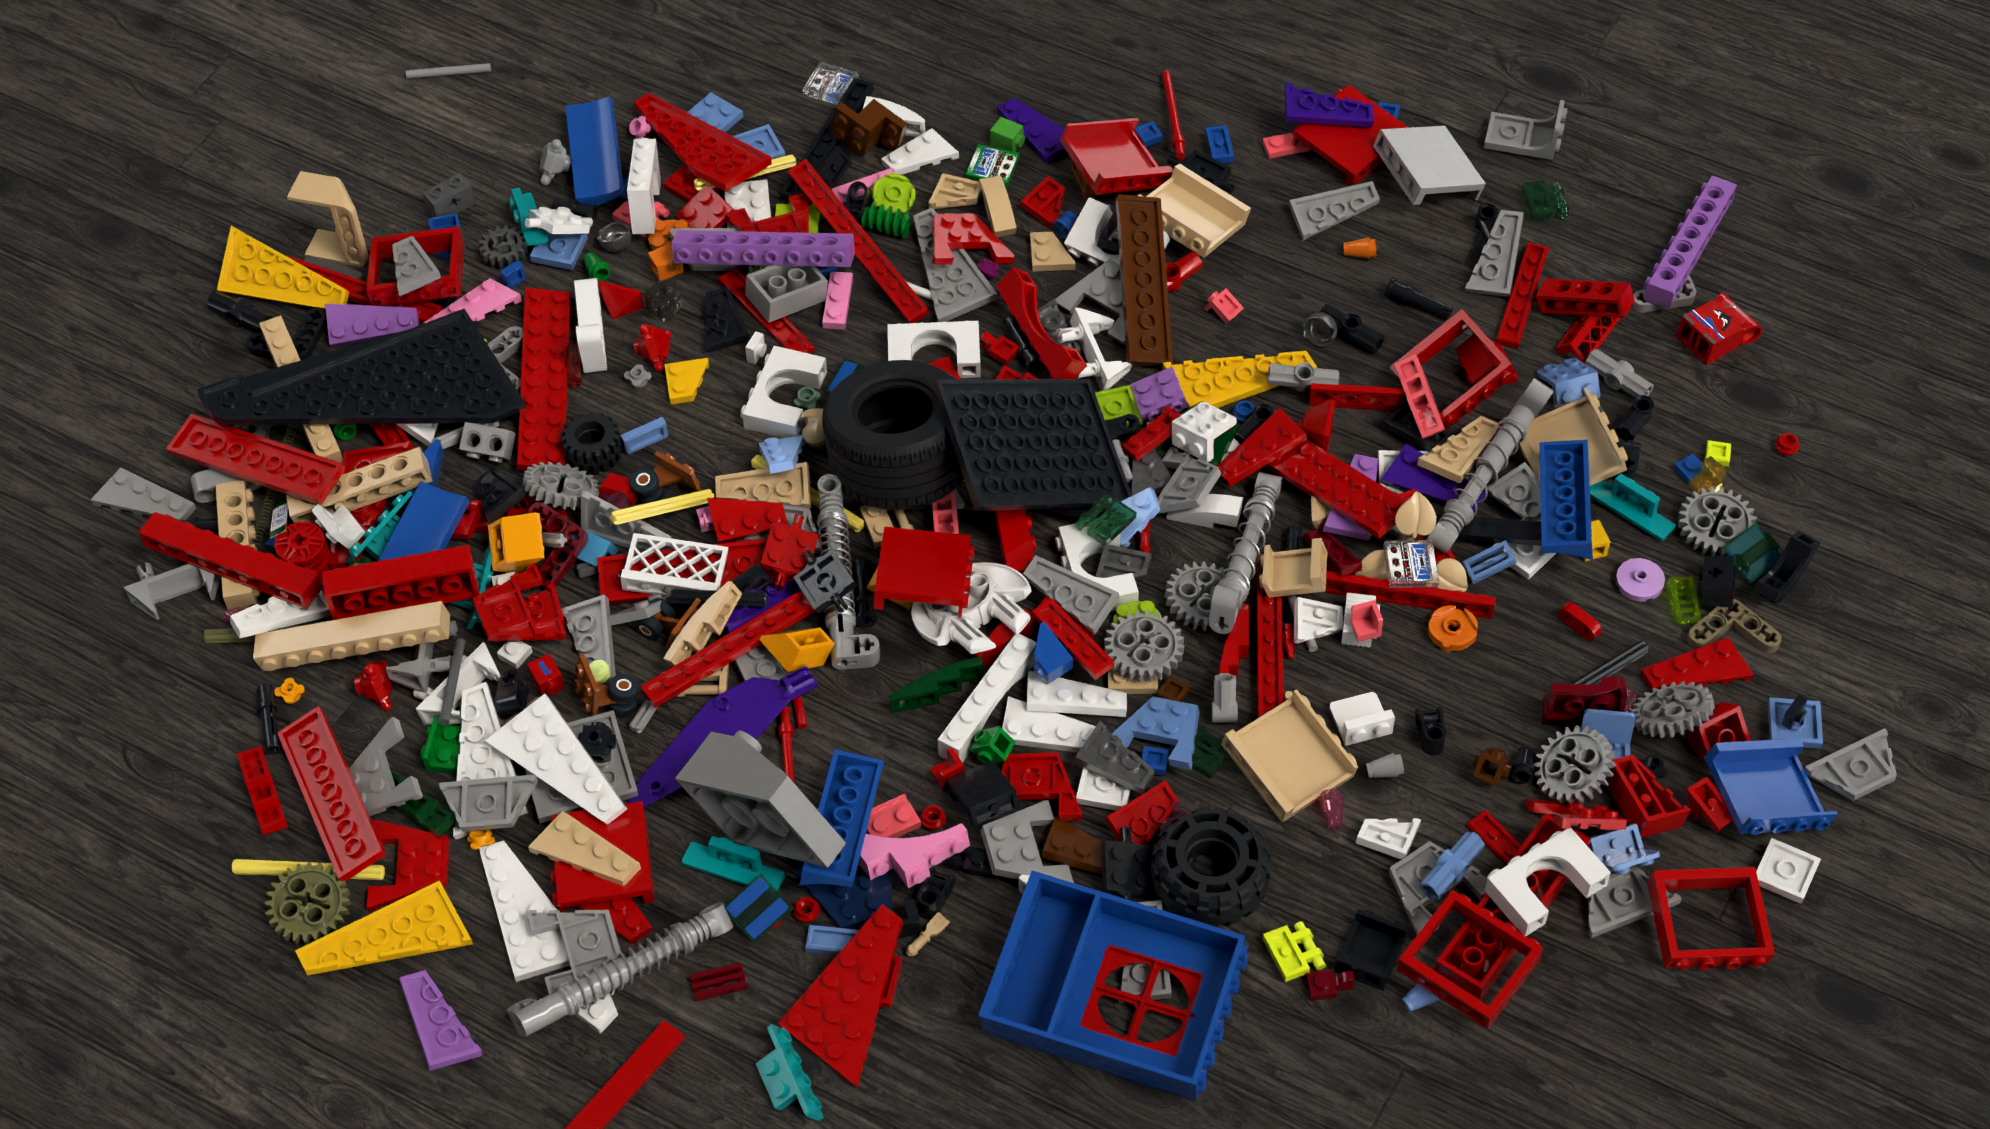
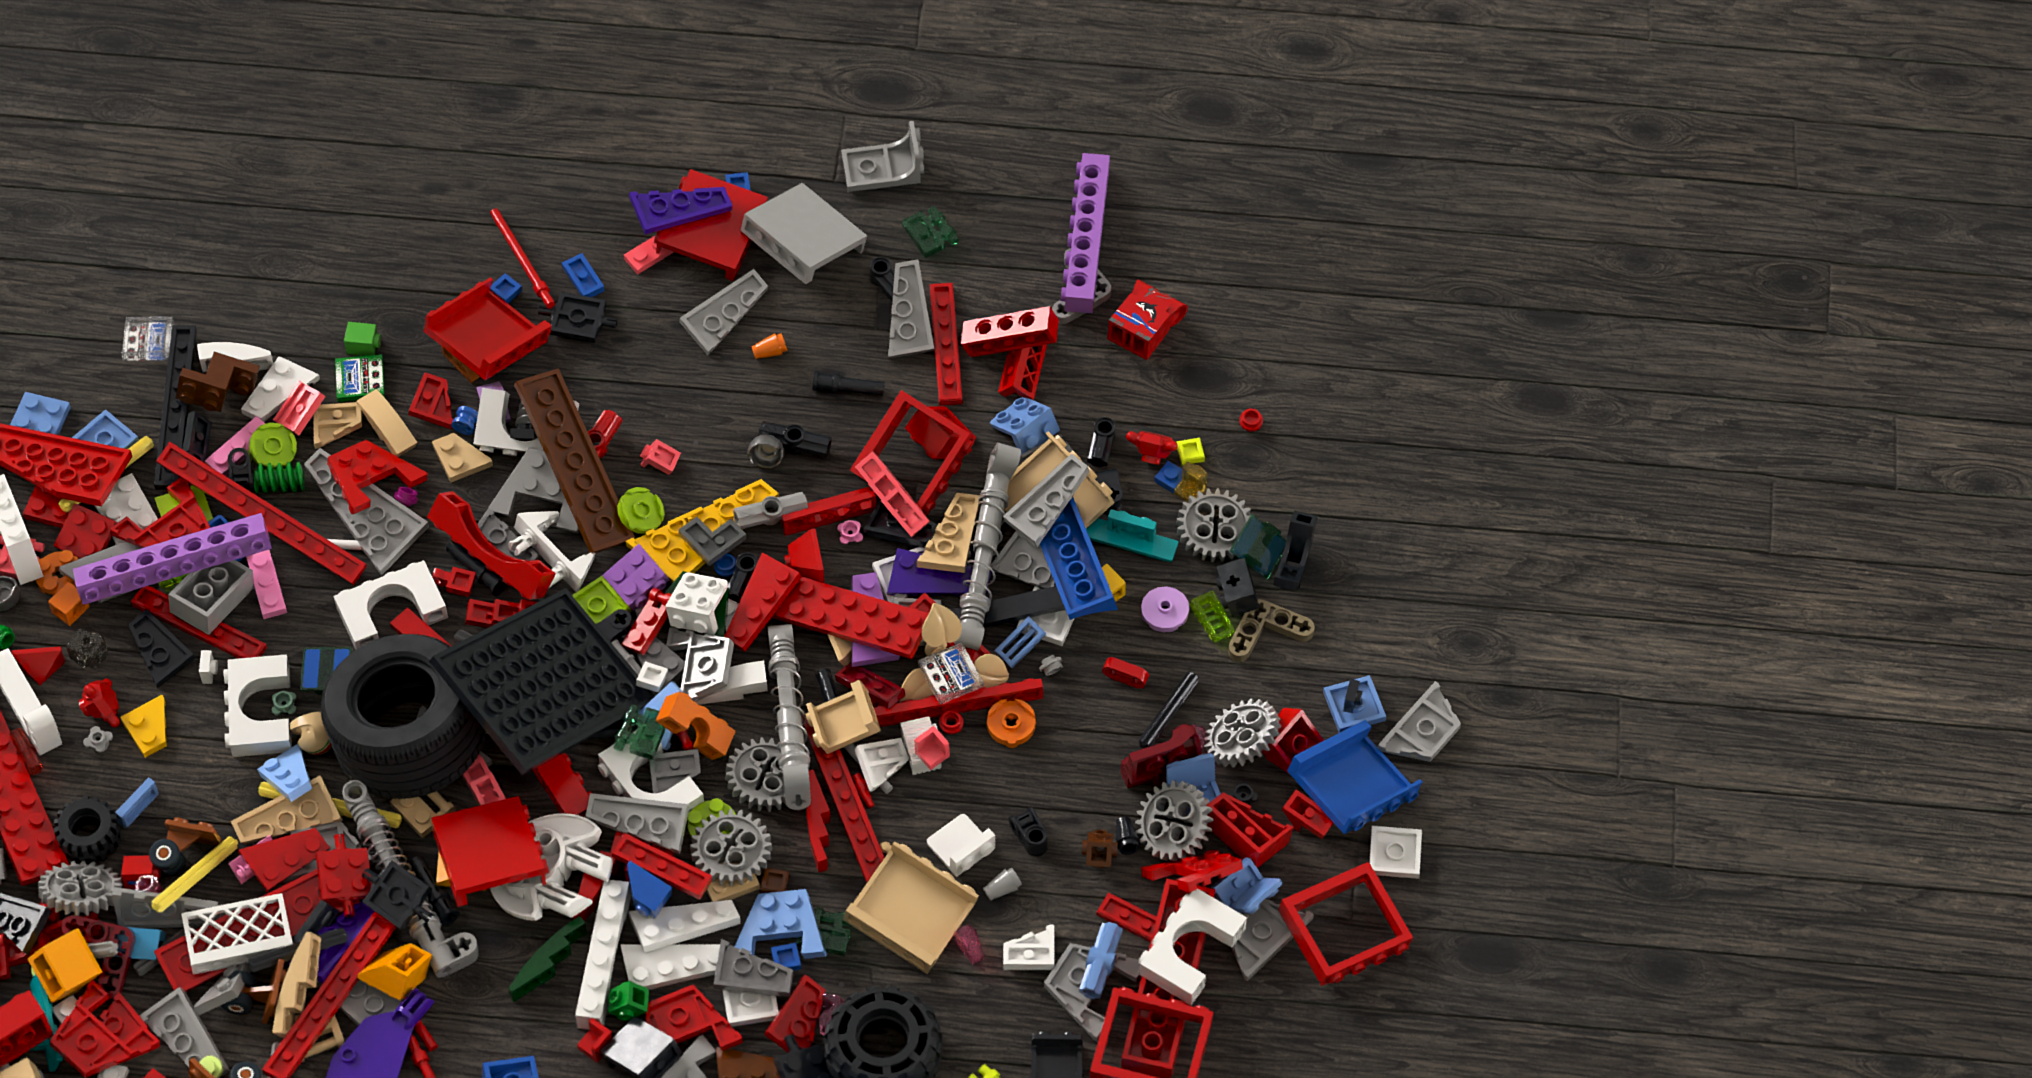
camera: 25 degrees left, 5 degrees up
(929, 171) = (299, 408): none -> coral plate
(1038, 130) = (394, 323): dark purple wing -> none
(1135, 479) = (652, 677): none -> white plate
(1170, 543) = (712, 733): none -> orange arch
(1187, 342) = (640, 510): none -> lime tile
(1198, 211) = (593, 362): tan panel -> none
(1224, 704) = (830, 878): light grey piece -> none
(1239, 388) = (710, 544): none -> dark grey plate
(1372, 416) = (850, 526): none -> bright pink plate
(1396, 604) = (951, 716): none -> red plate
(1510, 591) = (1051, 665): none -> light grey plate
(1560, 444) = (1046, 501): none -> light grey wing
(1618, 374) = (1069, 400): light grey piece -> none
(1682, 434) = (1152, 445): none -> red rock
(1704, 665) = (1254, 675): red wing -> none

